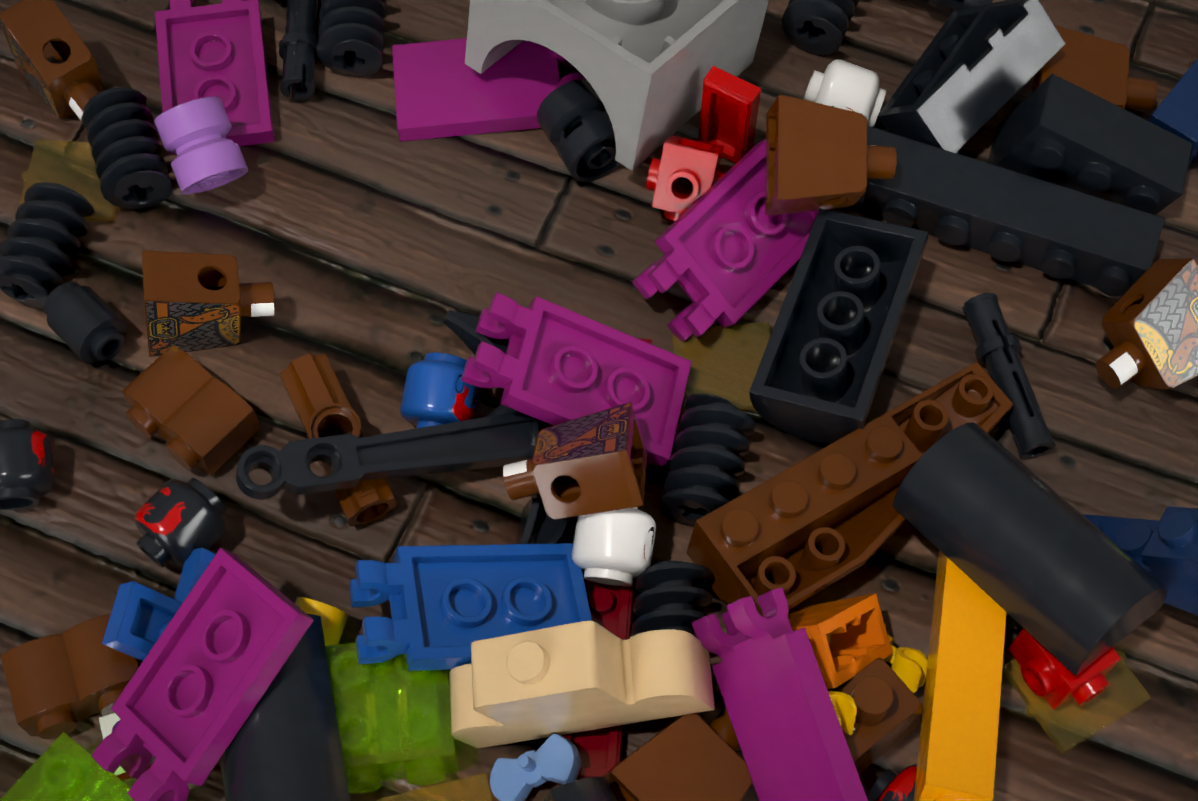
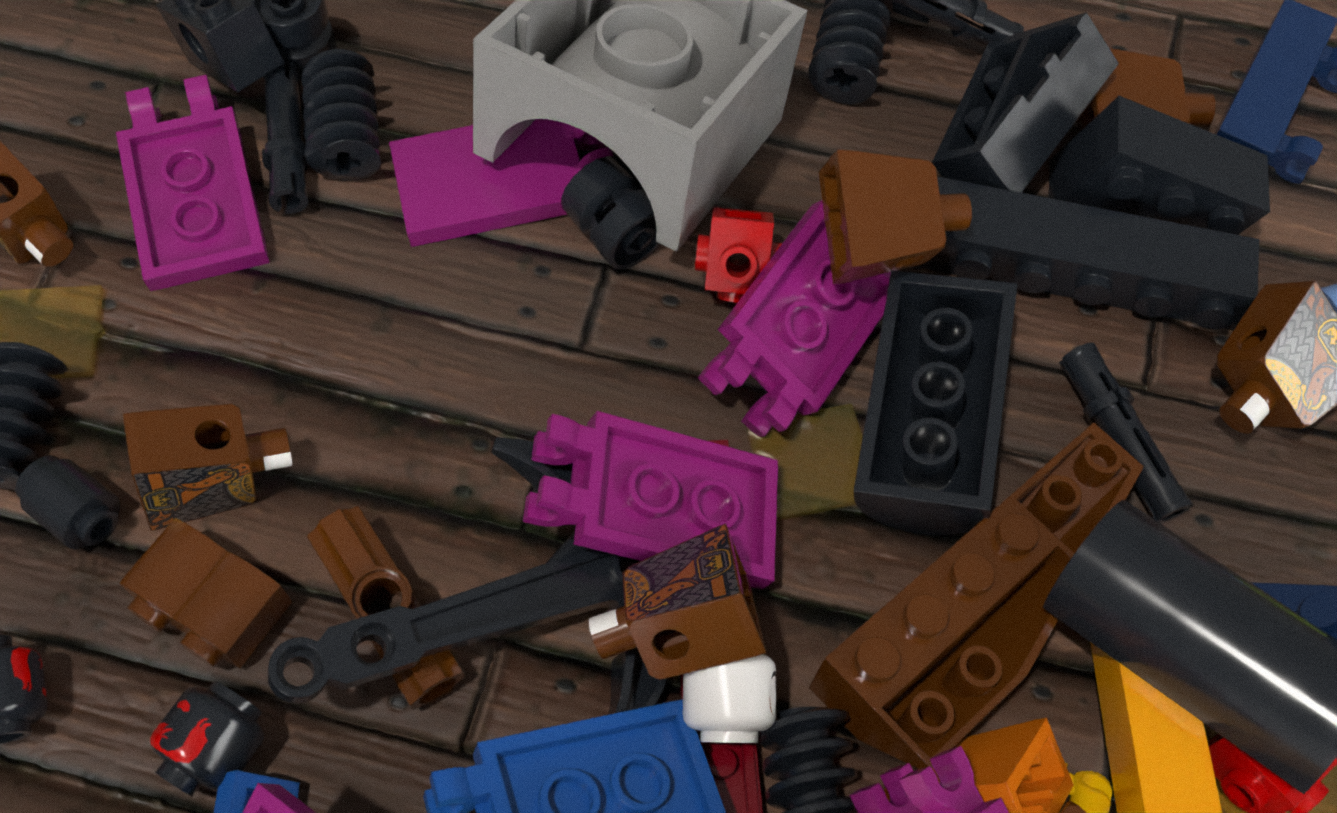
camera: 10 degrees left, 0 degrees up
(126, 149) = (97, 291): black piece -> none
(198, 138) = (181, 271): medium lavender wheel -> none
(436, 393) = (493, 537): blue head -> none
(706, 458) = (813, 576): black piece -> none
(729, 113) = (774, 176): red tile -> none
(847, 88) = (891, 133): white head -> none

